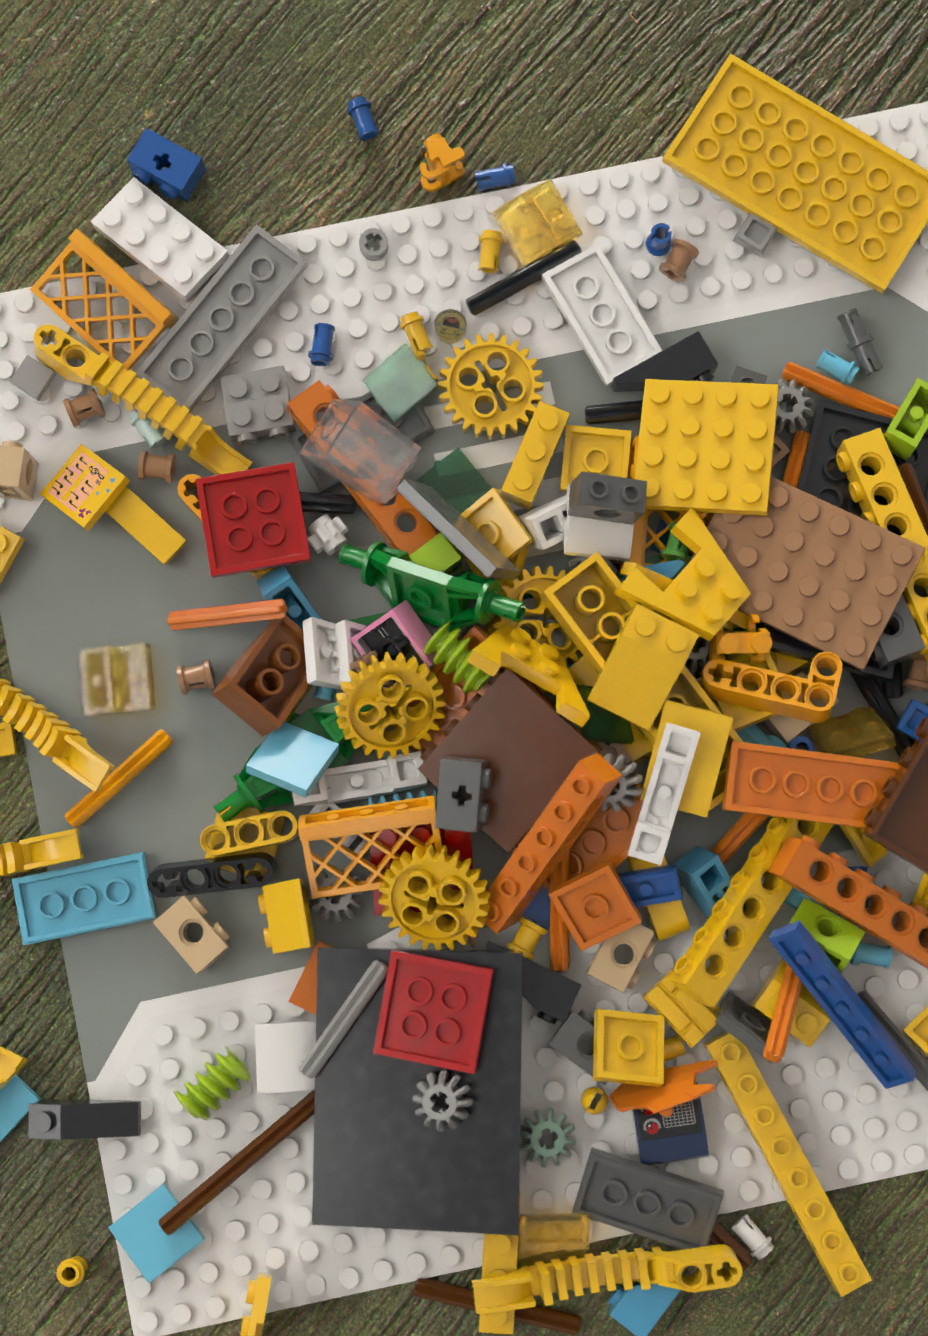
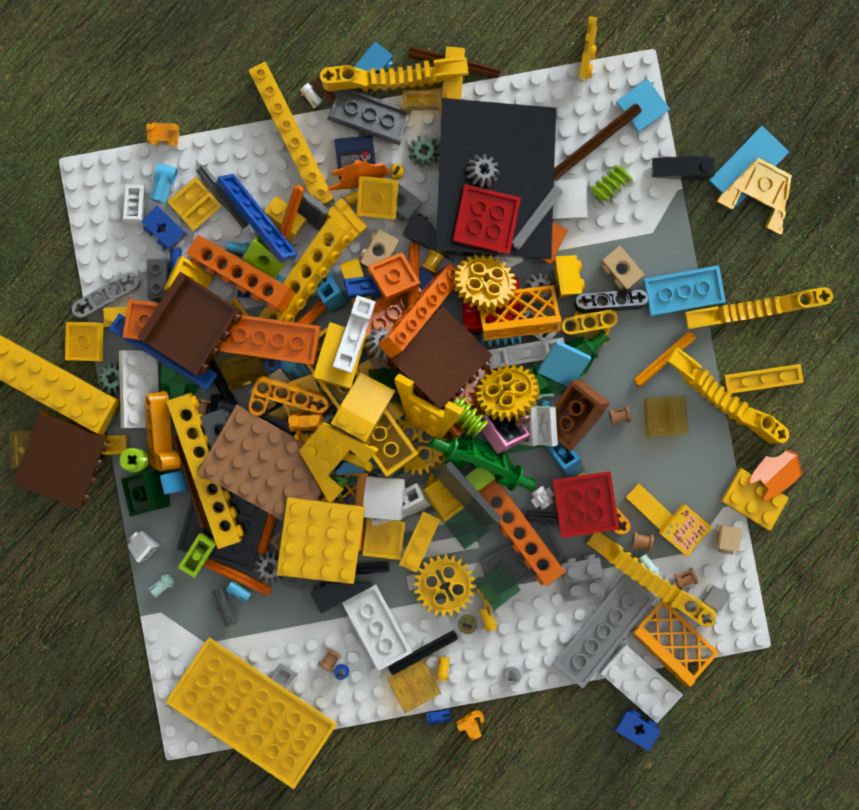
camera: 175 degrees right, 5 degrees up
(65, 1274) = (691, 82): yellow pin -> none
(227, 614) = (601, 450): orange axle -> none
(322, 345) = (544, 613): blue pin -> none
(360, 450) = (522, 541): clear slope -> none
(362, 117) = (517, 757): blue pin -> none
(451, 810) = (473, 329): dark grey brick -> none
(607, 498) = (379, 508): dark grey brick -> none

